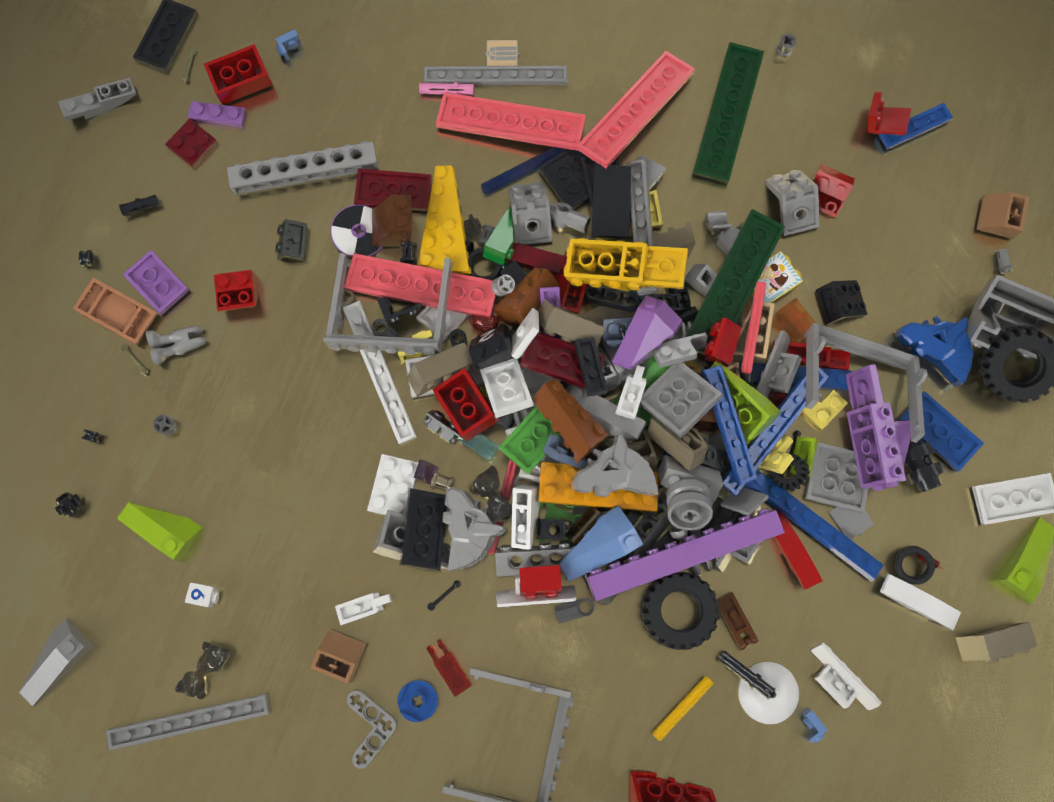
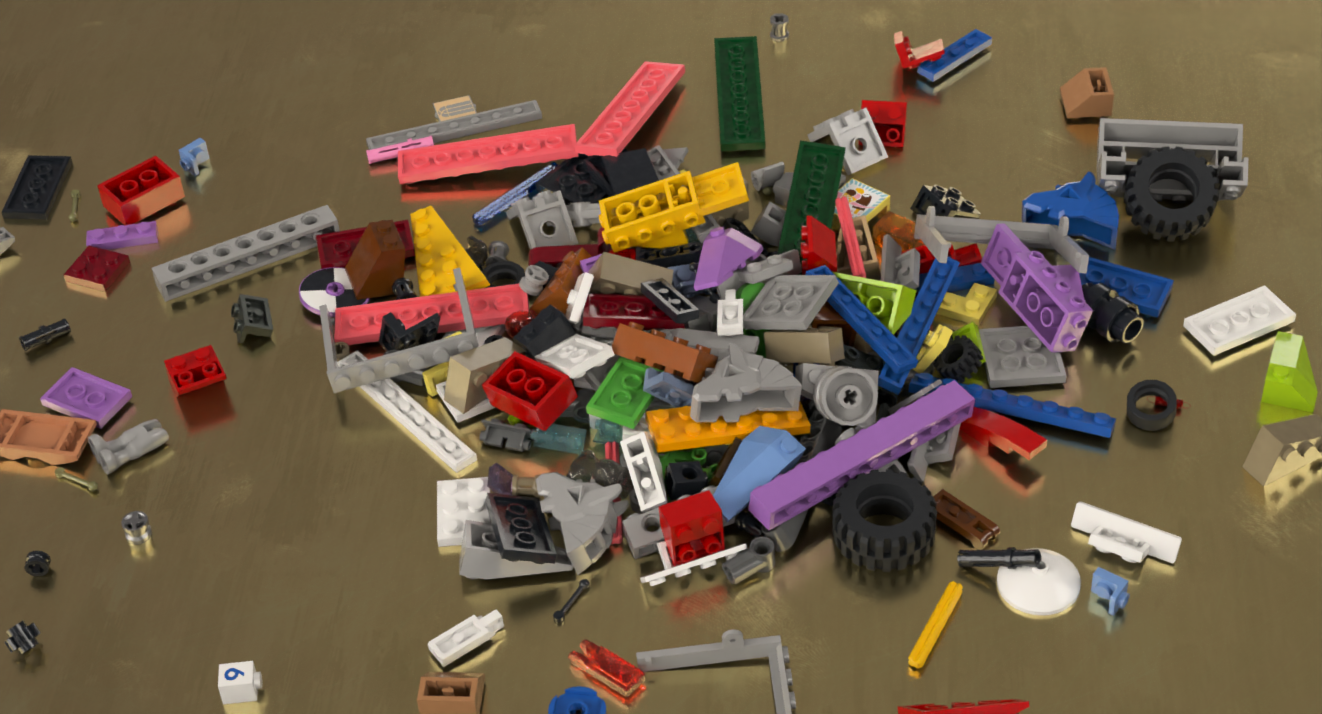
camera: 15 degrees left, 35 degrees down
(163, 530) = (165, 637): lime wedge -> none
(500, 243) = (516, 246): slope -> none
(851, 522) = (1063, 394): light grey piece -> none
(920, 602) = (1169, 436): white slope -> none

